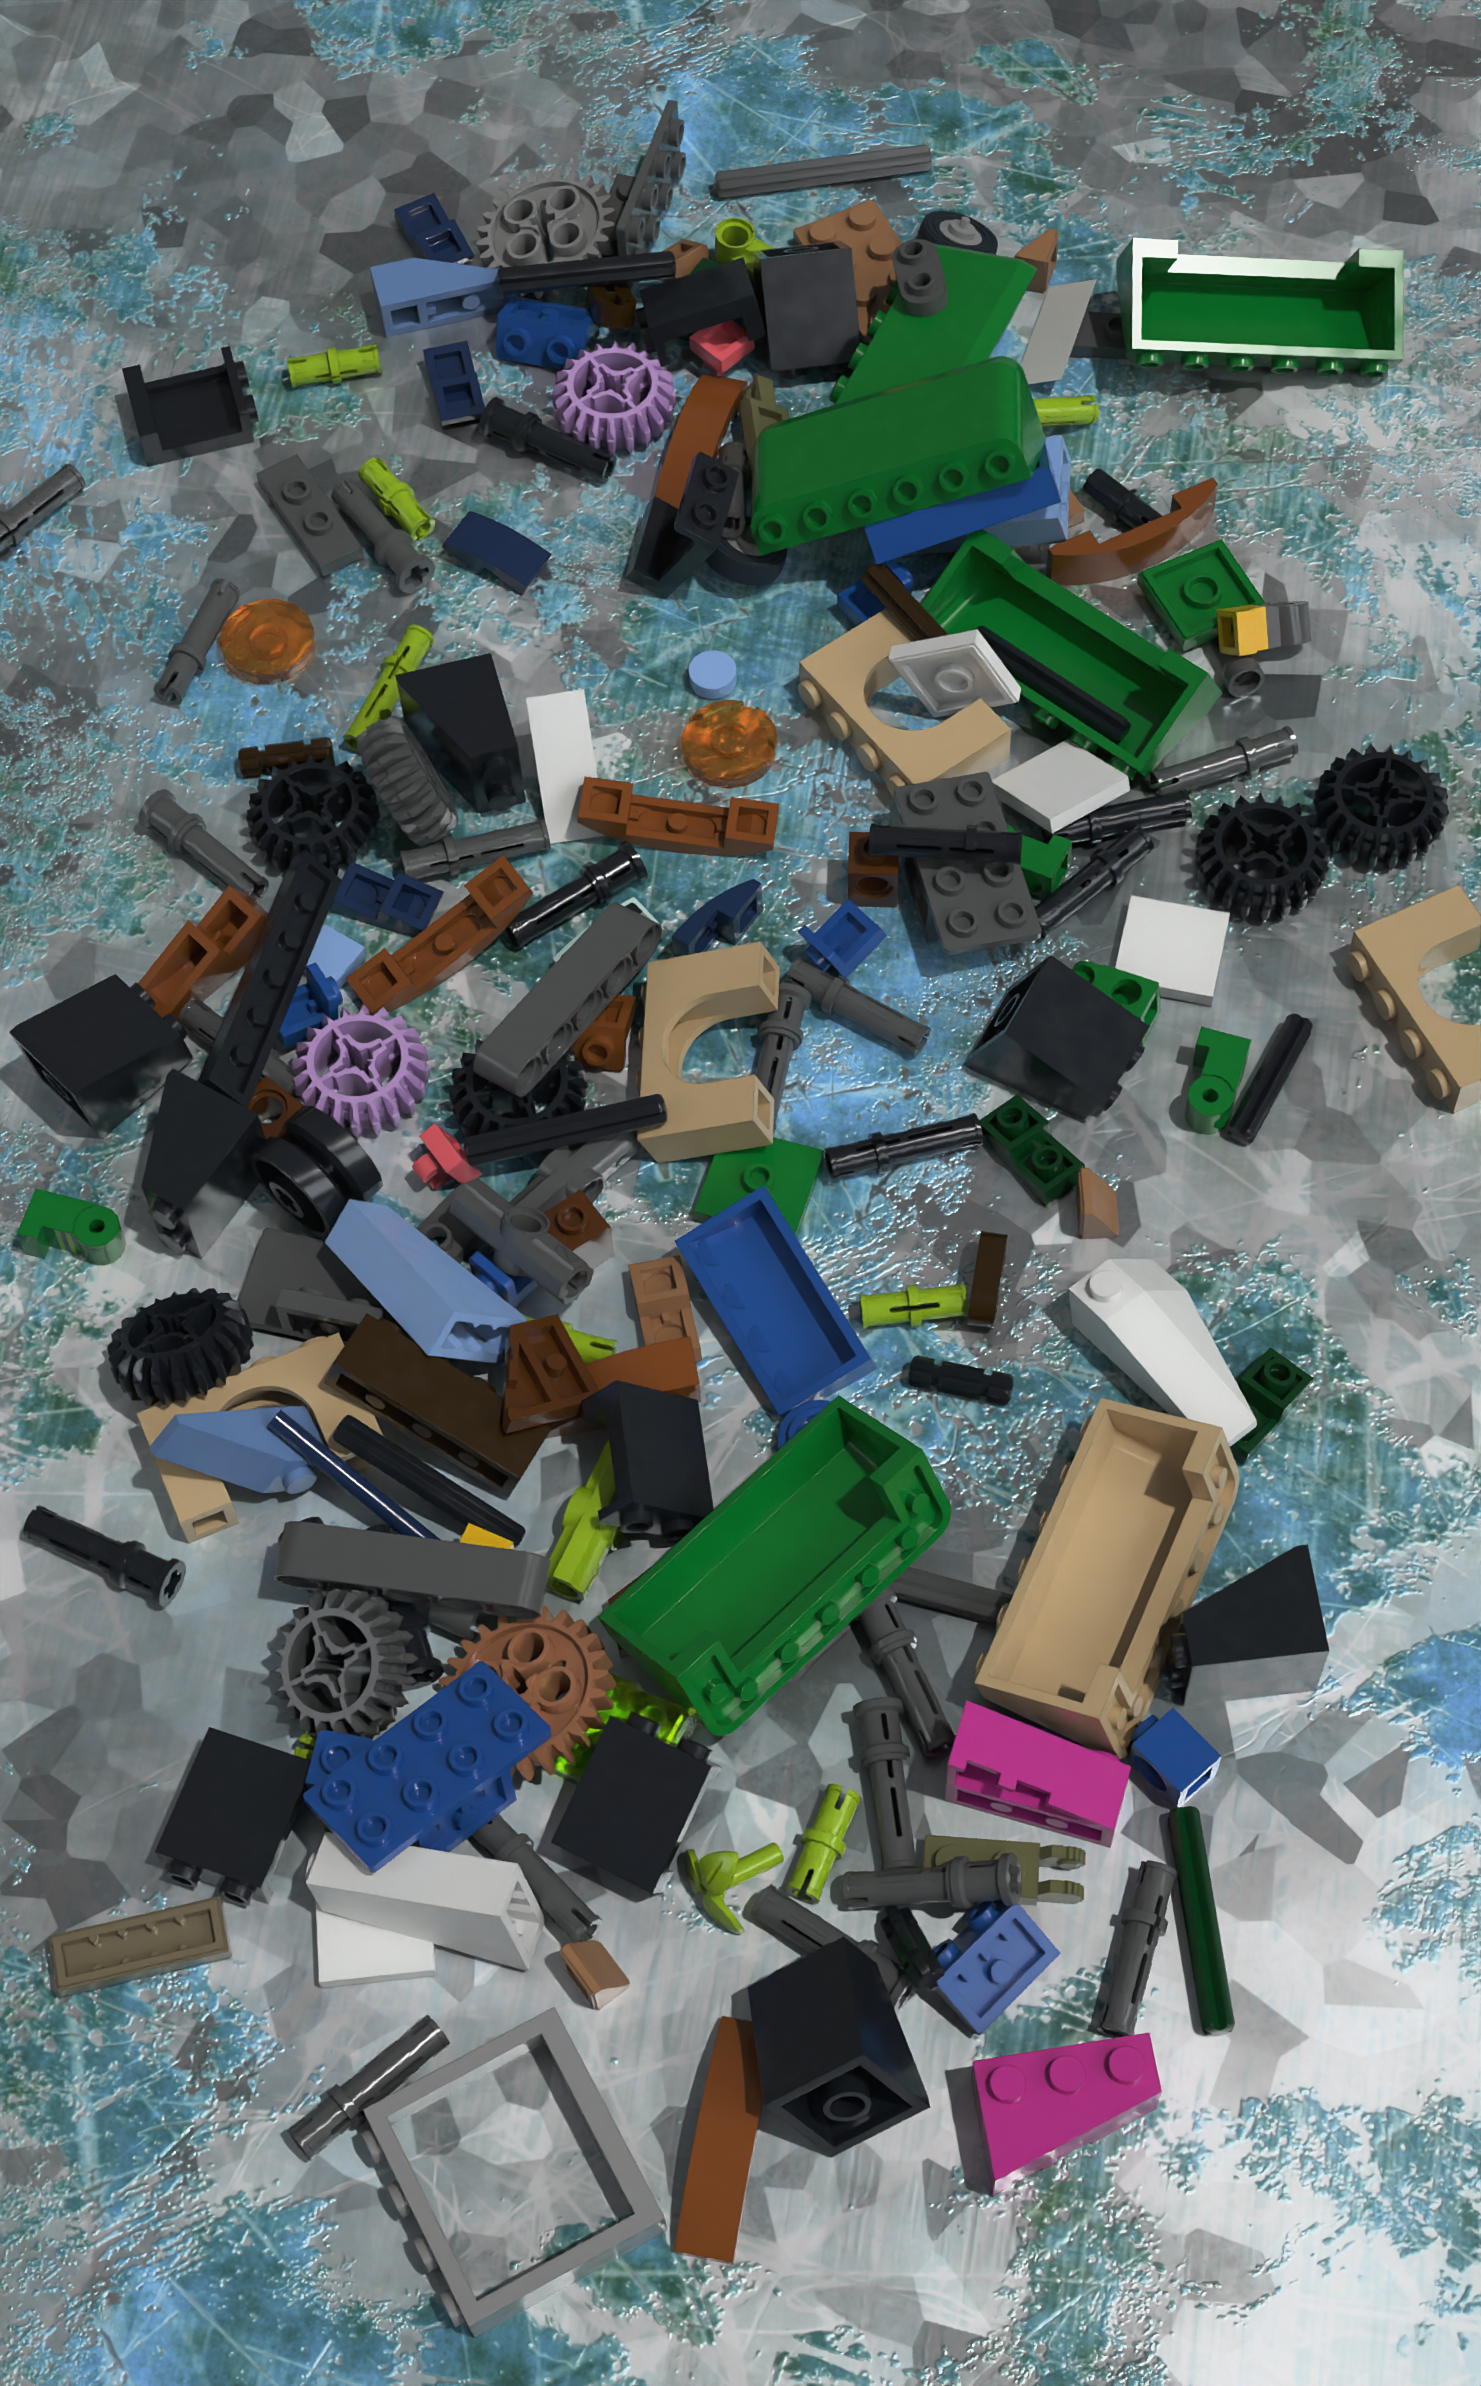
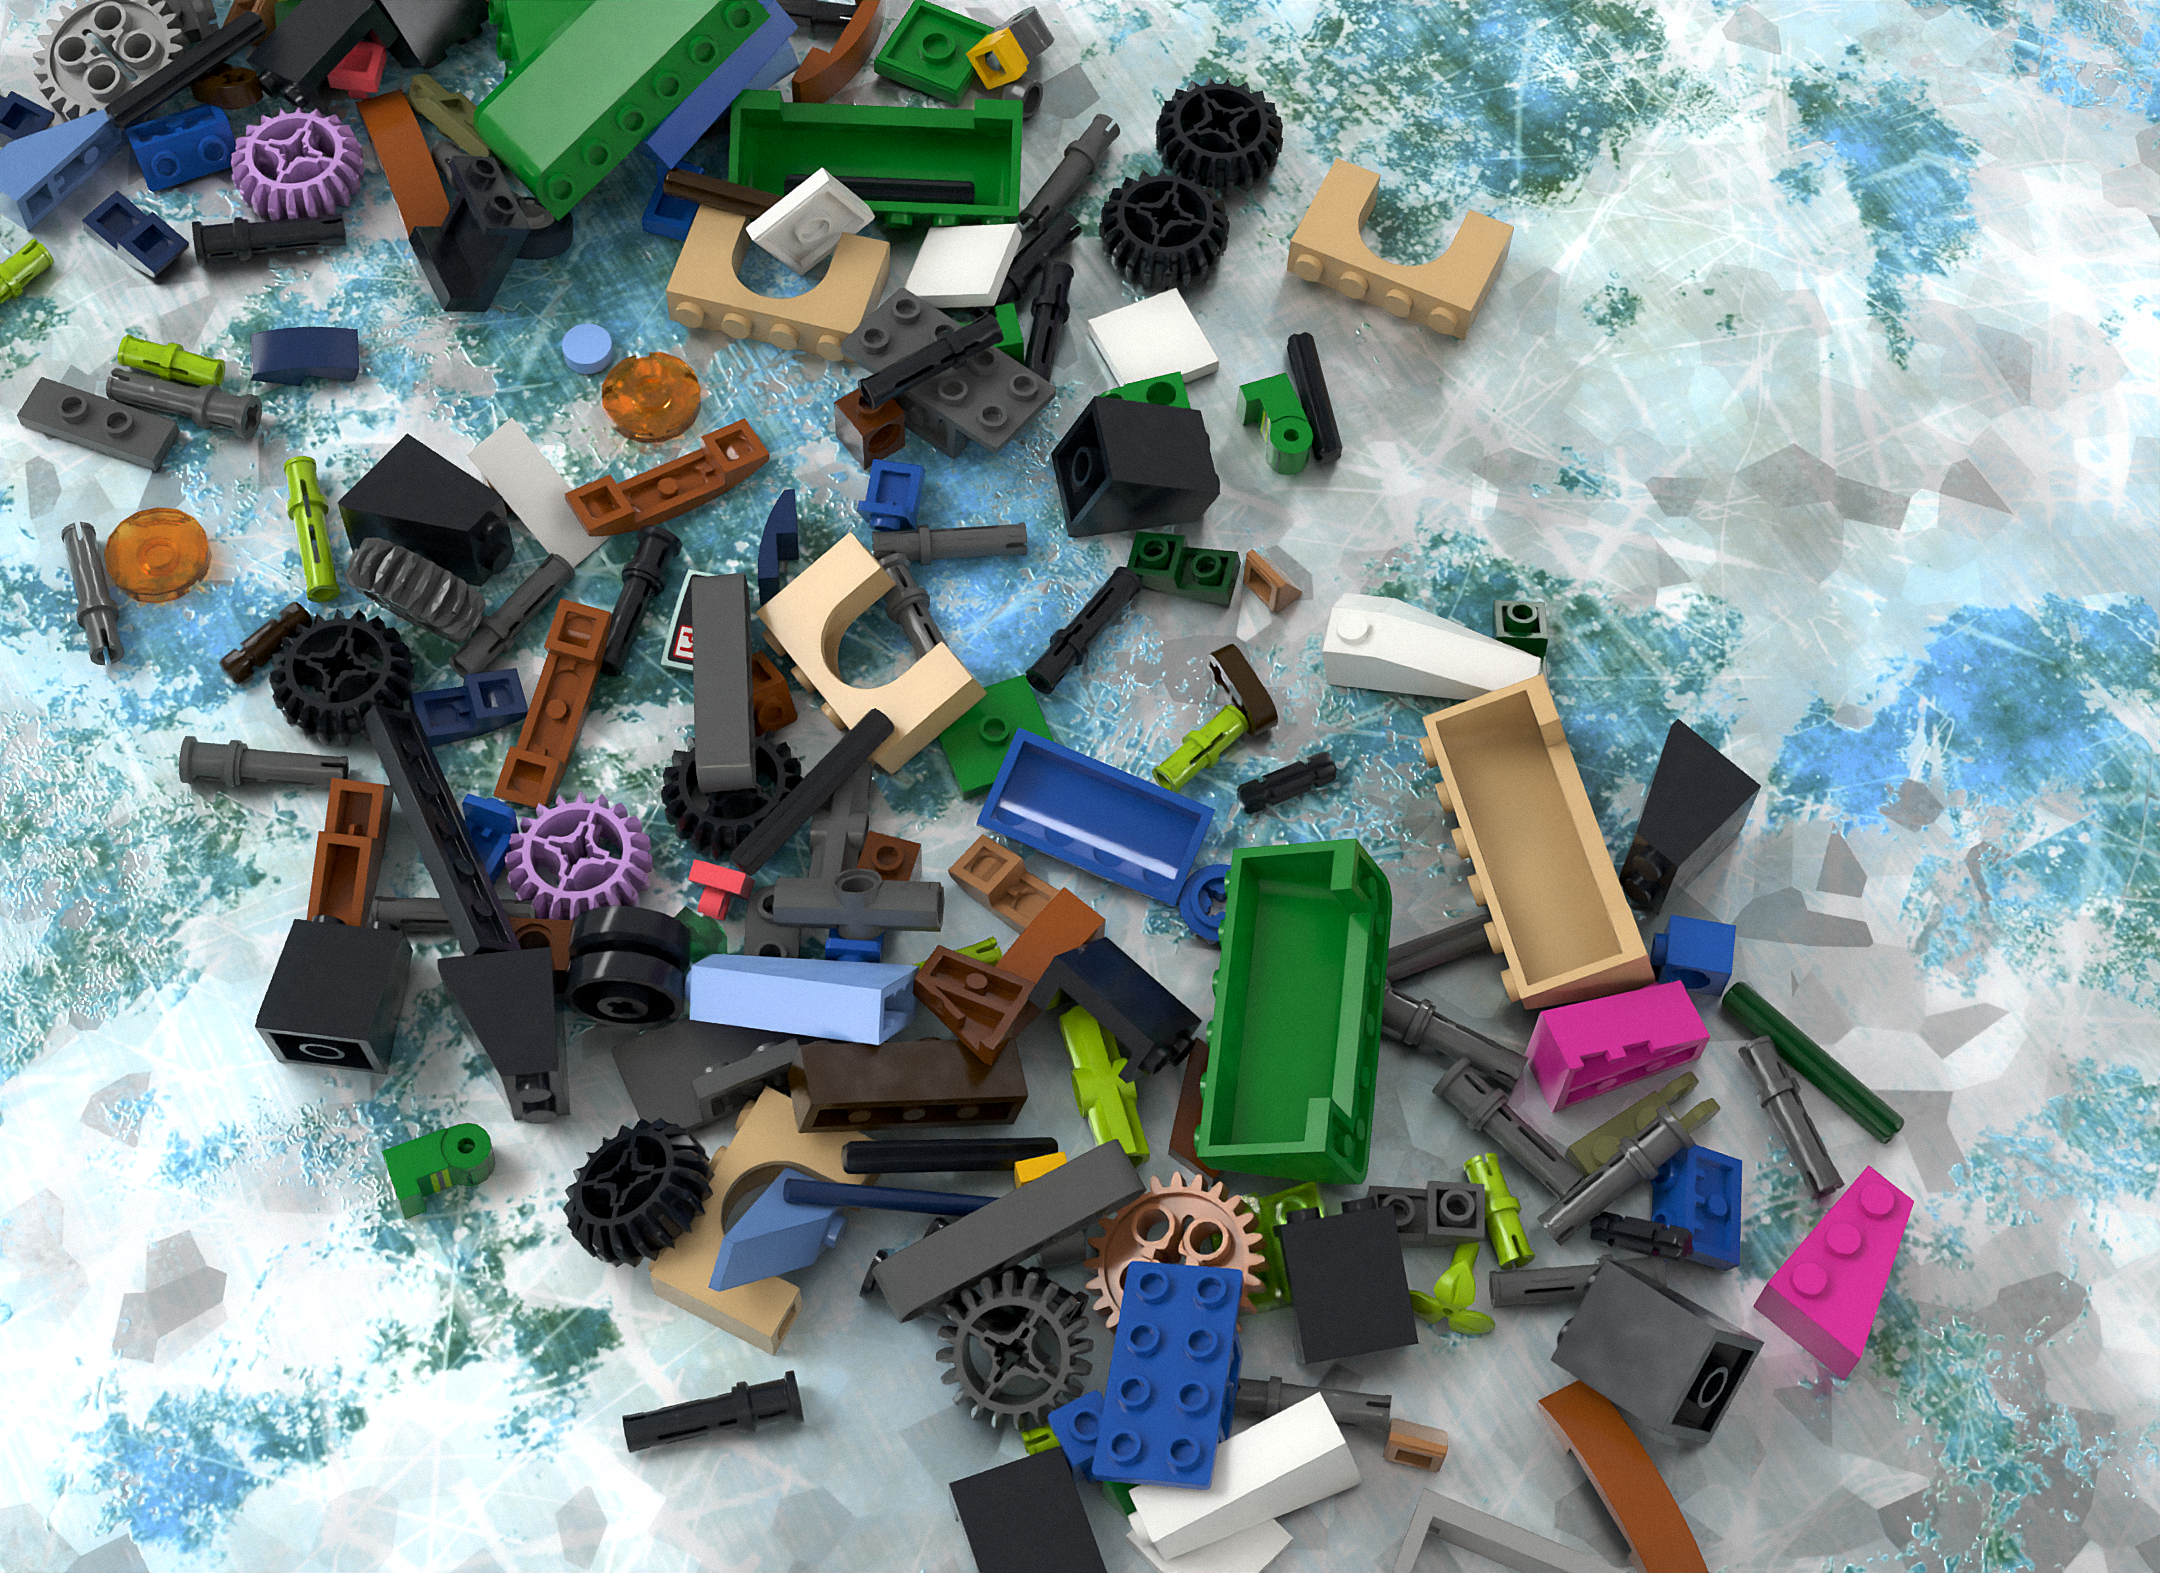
camera: 45 degrees left, 0 degrees up
(336, 955) = (467, 777): light blue tile -> none
(397, 1188) = (706, 935): none -> clear green plate
(759, 1802) = (1435, 1215): none -> dark grey slope

